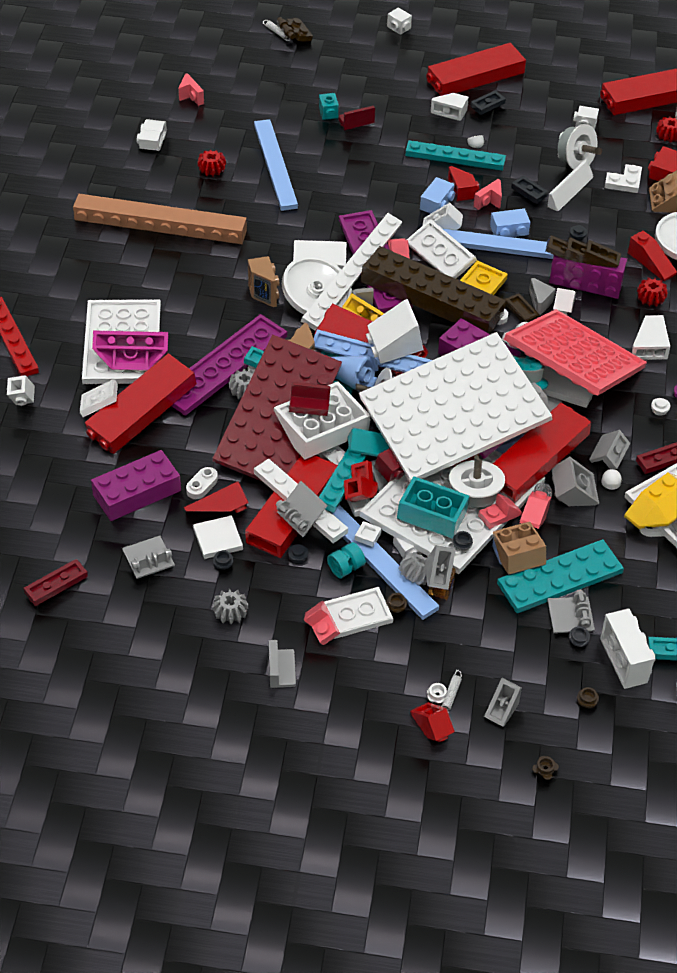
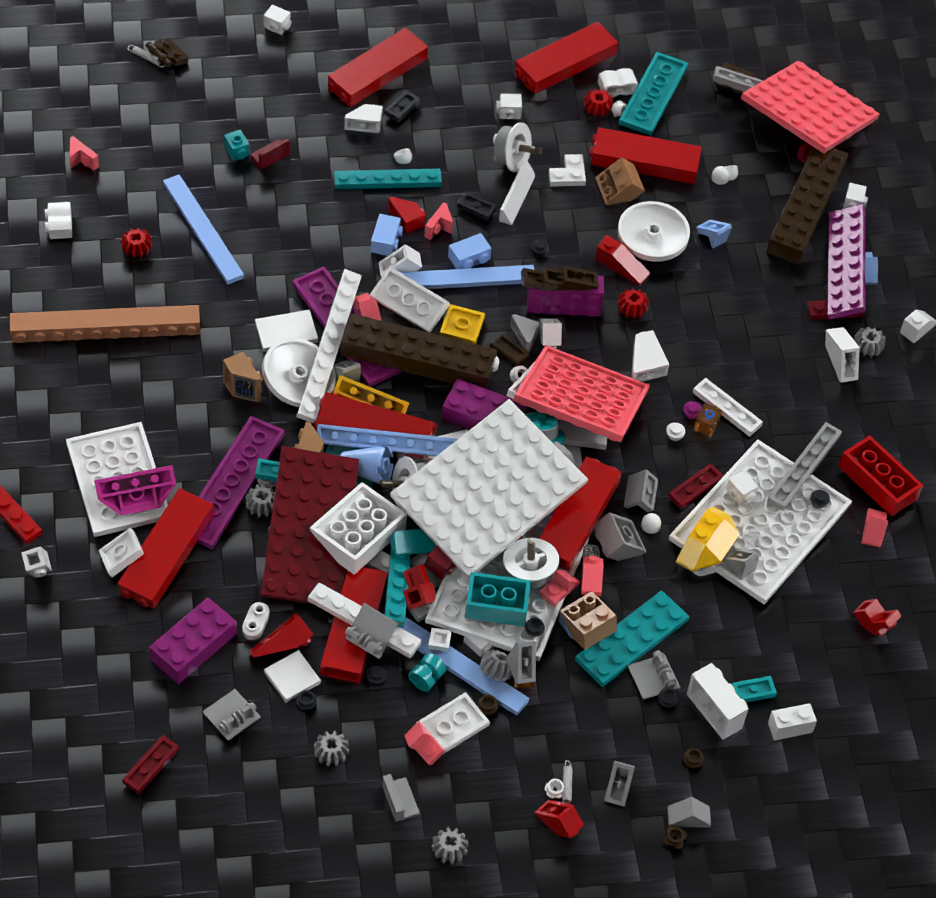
camera: 20 degrees left, 5 degrees up
(309, 399) = (344, 512): dark red panel -> none
(314, 720) = (456, 846): none -> light grey gear
(395, 334) = (404, 418): white slope -> none
(568, 748) = (689, 814): none -> light grey slope

